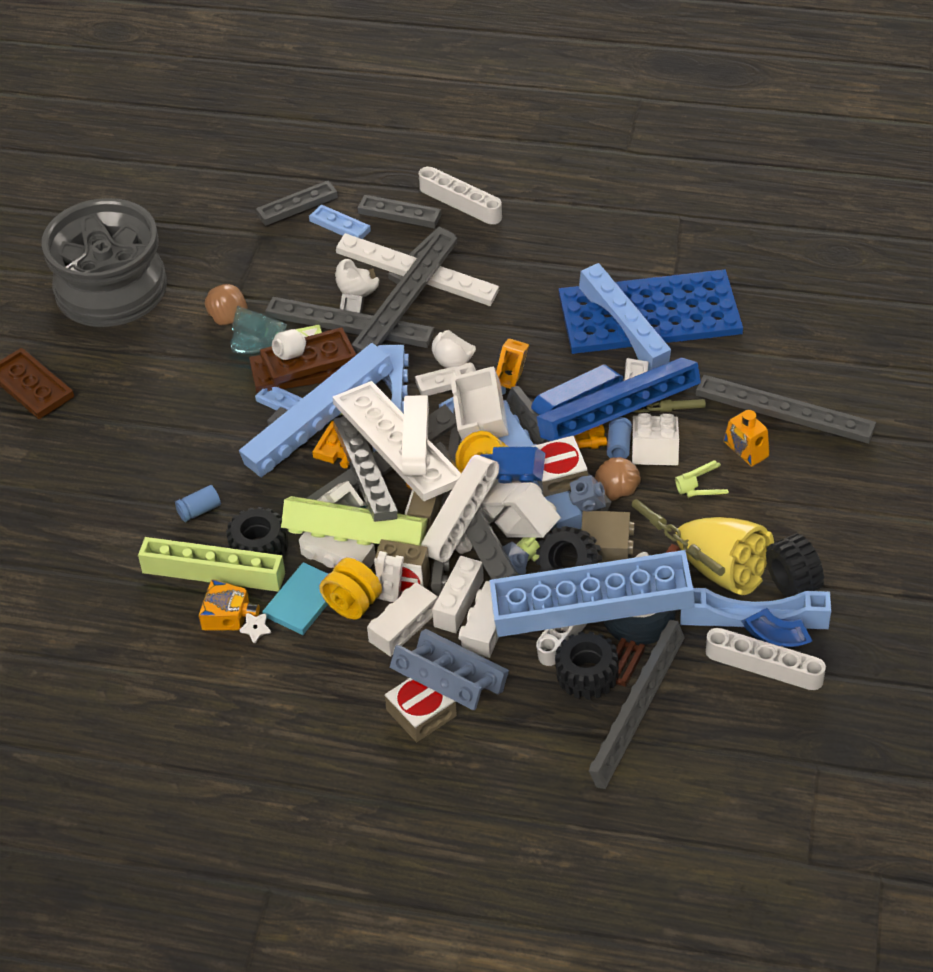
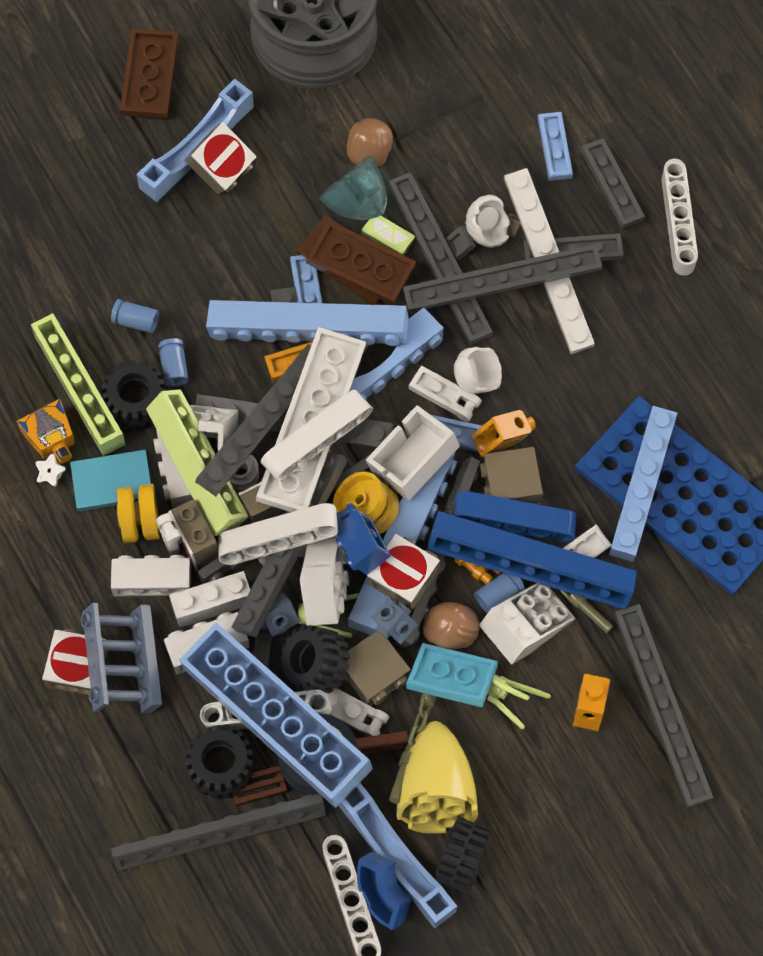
camera: 45 degrees right, 20 degrees up
(113, 412) = (163, 173): none -> light blue arch
(143, 380) = (220, 158): none -> piece
(250, 498) = (173, 362): none -> medium blue piece
(288, 344) = (347, 241): white head -> none
(296, 203) = (544, 90): dark grey plate -> none
(544, 375) = (512, 475): none -> dark tan piece
(655, 495) = (452, 675): none -> medium azure tile

